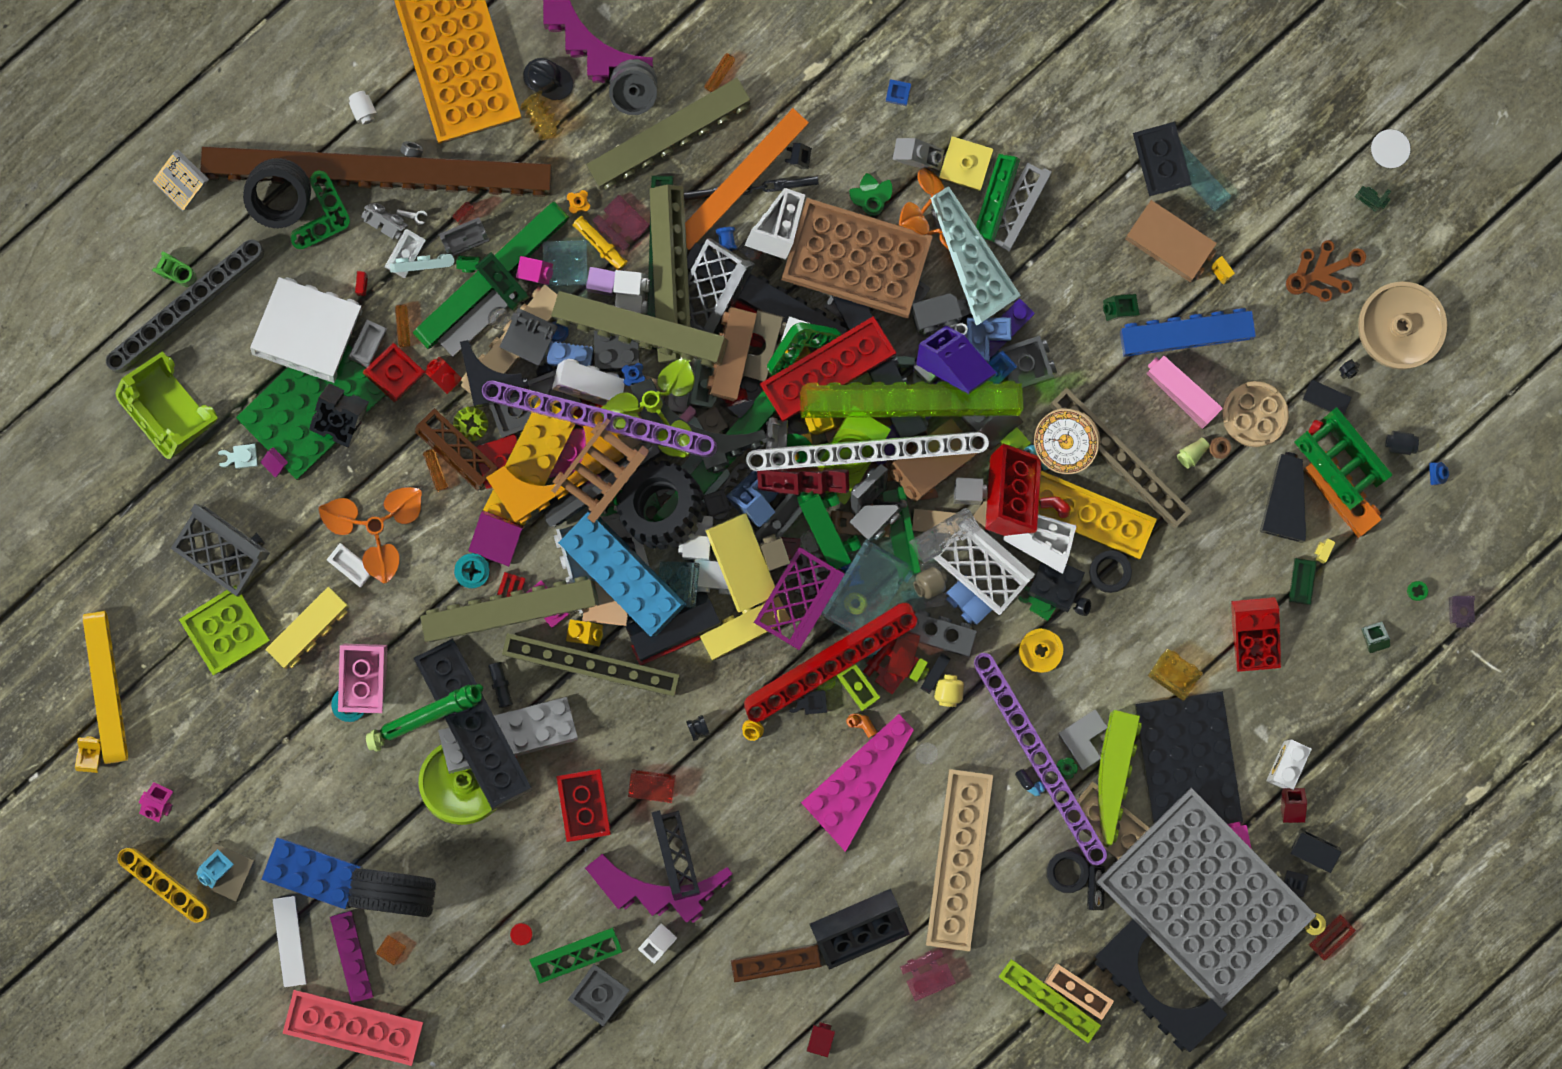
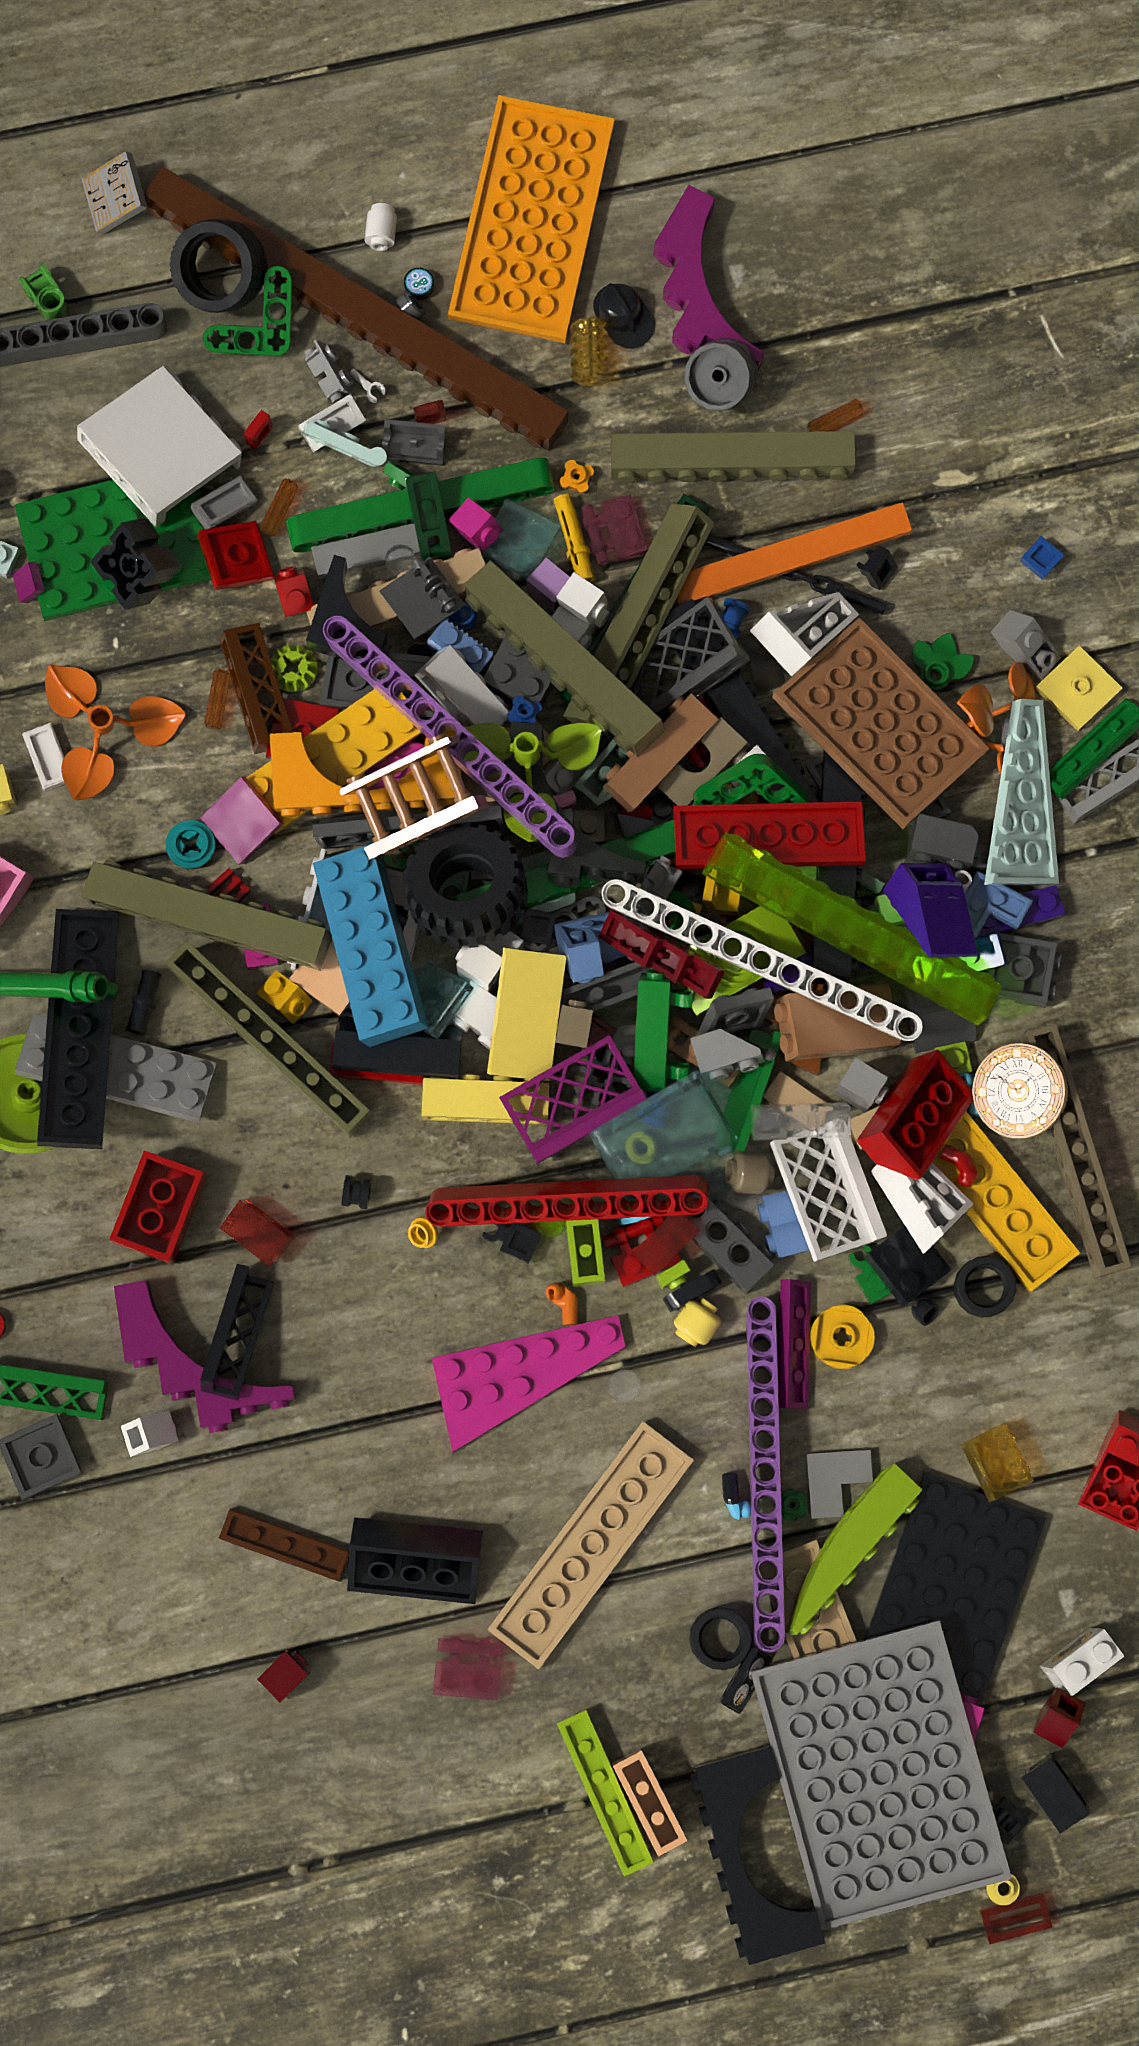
camera: 25 degrees right, 5 degrees down
(407, 130) = (419, 283): none -> tile
(1015, 671) = (794, 1344): none -> magenta plate

